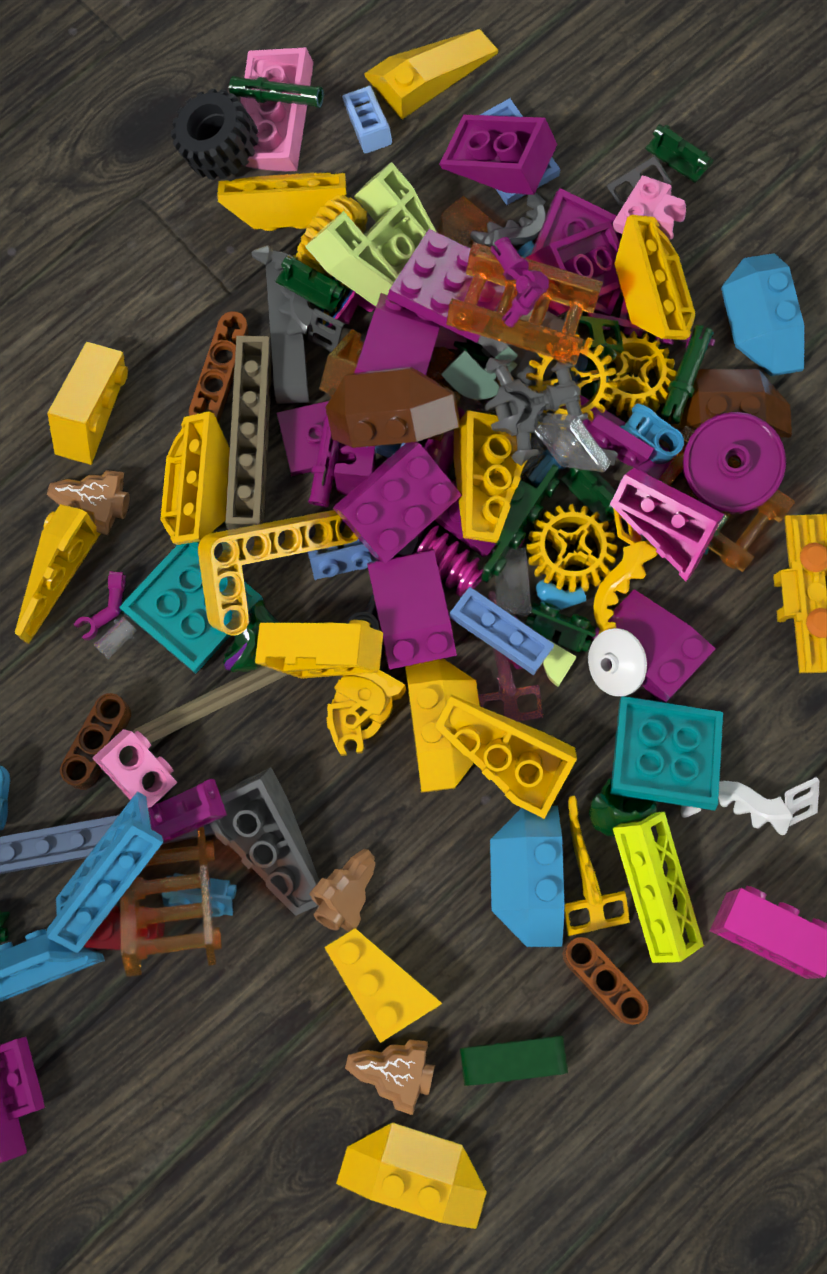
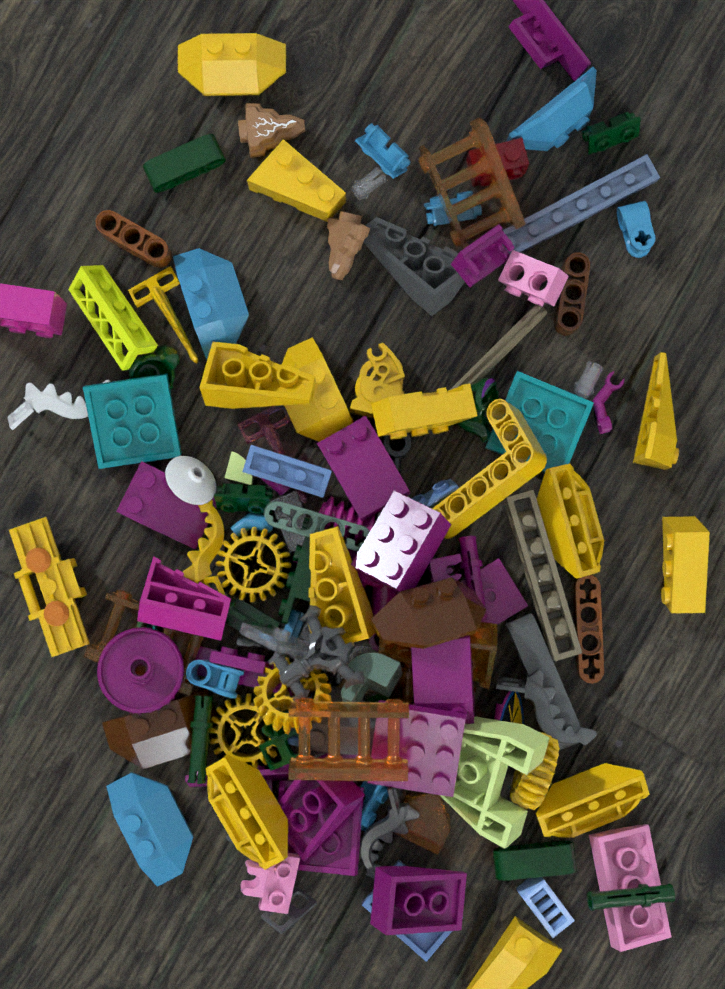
camera: 160 degrees right, 10 degrees up
(96, 495) = (648, 485): medium nougat rock -> none
(104, 875) = (524, 189): dark azure fence -> none
(204, 118) = (688, 843): black tyre -> none
(254, 978) = (392, 160): none -> dark azure hinge
(292, 959) = (367, 184): none -> clear pin
(310, 284) = (539, 717): dark green hinge -> none
(359, 157) = (534, 860): none -> dark green beam
(483, 556) = (318, 522): none -> sand green beam
(529, 283) = (348, 753): magenta pin -> none
(679, 153) = (263, 956): dark green hinge -> none

